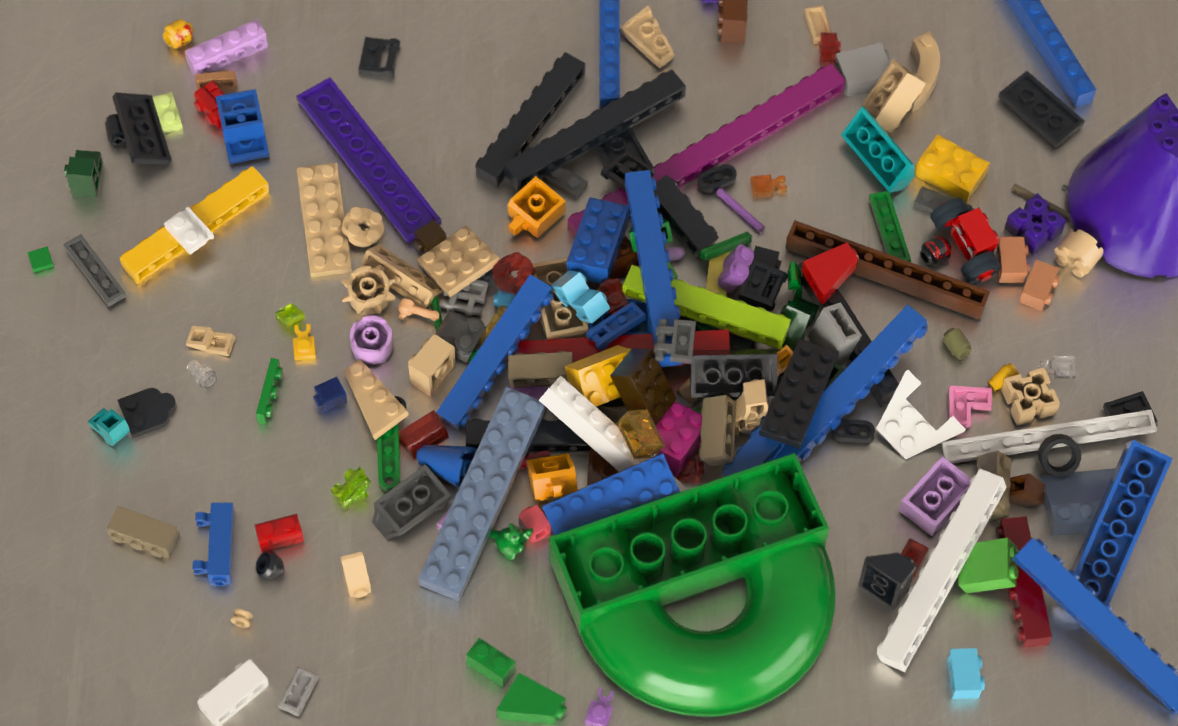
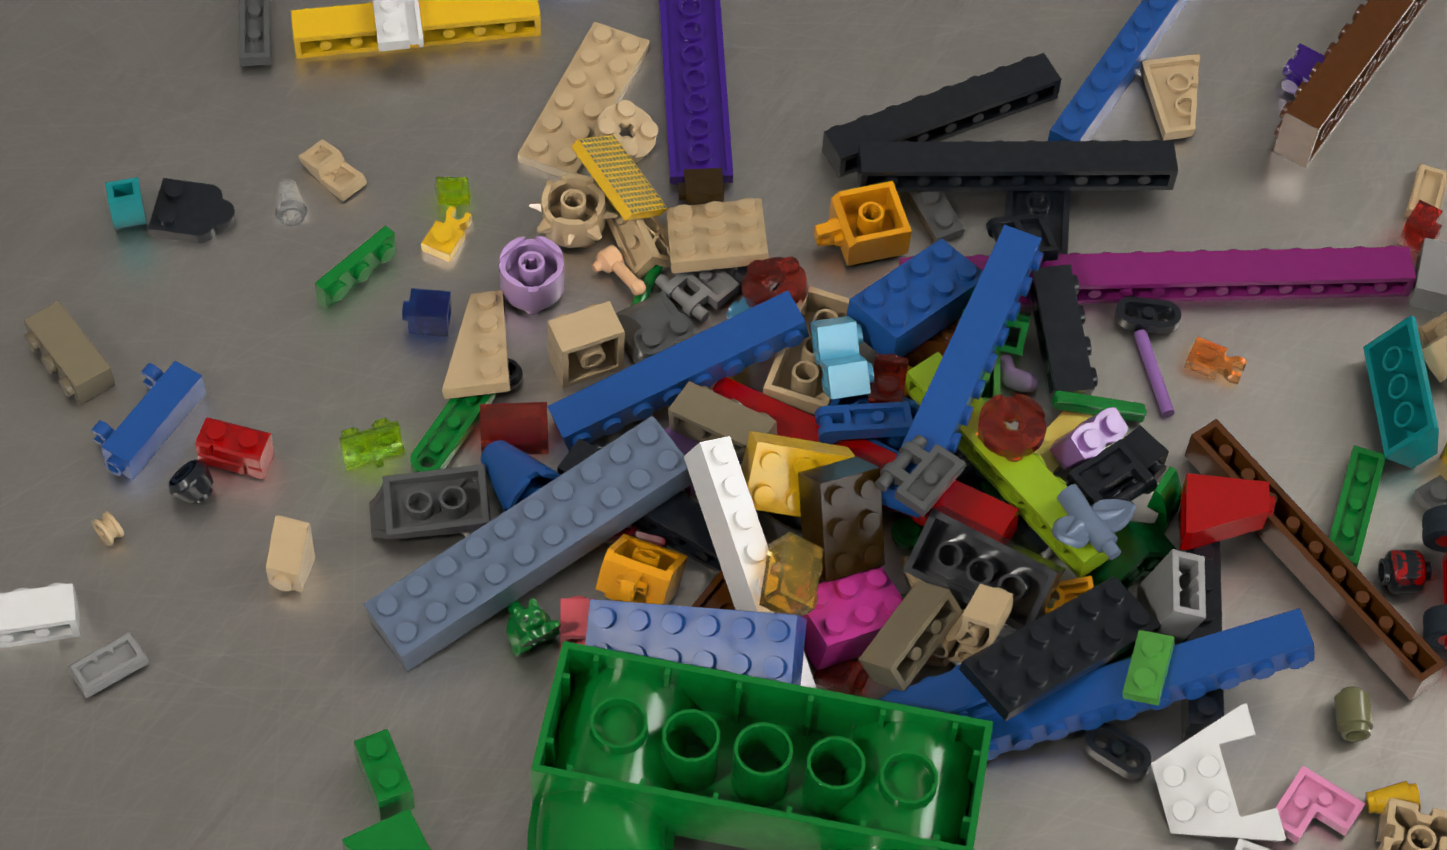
camera: 30 degrees right, 5 degrees down
(383, 257) = (619, 177): none -> yellow tile
(672, 373) = (905, 532): none -> green plate
(699, 297) = (1009, 443): none -> clear red plate
(774, 315) = (1091, 523): none -> sand blue plant
(850, 378) = (1148, 667): none -> bright green plate

